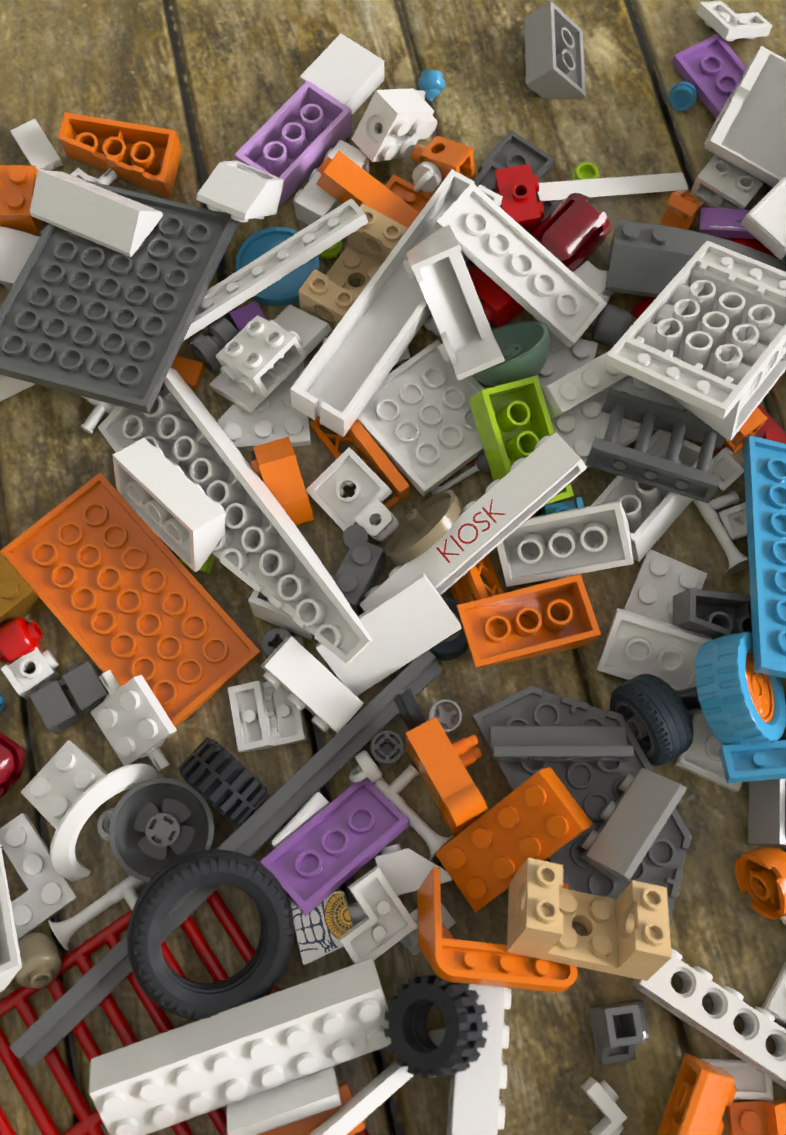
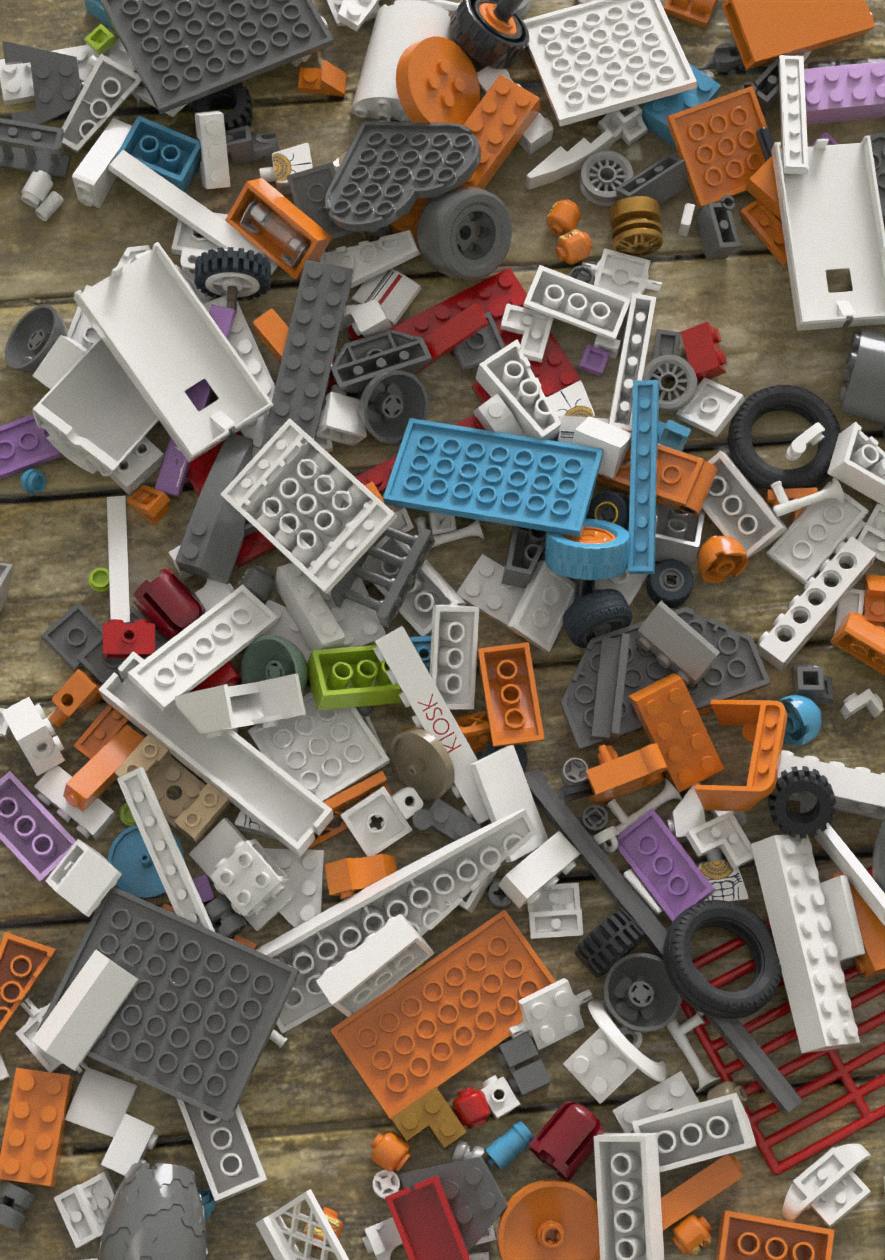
camera: 85 degrees left, 0 degrees up
(426, 177) = (88, 716): white tile -> none
(564, 1017) = (802, 719): none -> dark azure cylinder
(623, 934) = (754, 666): tan plate -> none
(709, 818) = (673, 591): none -> black wheel

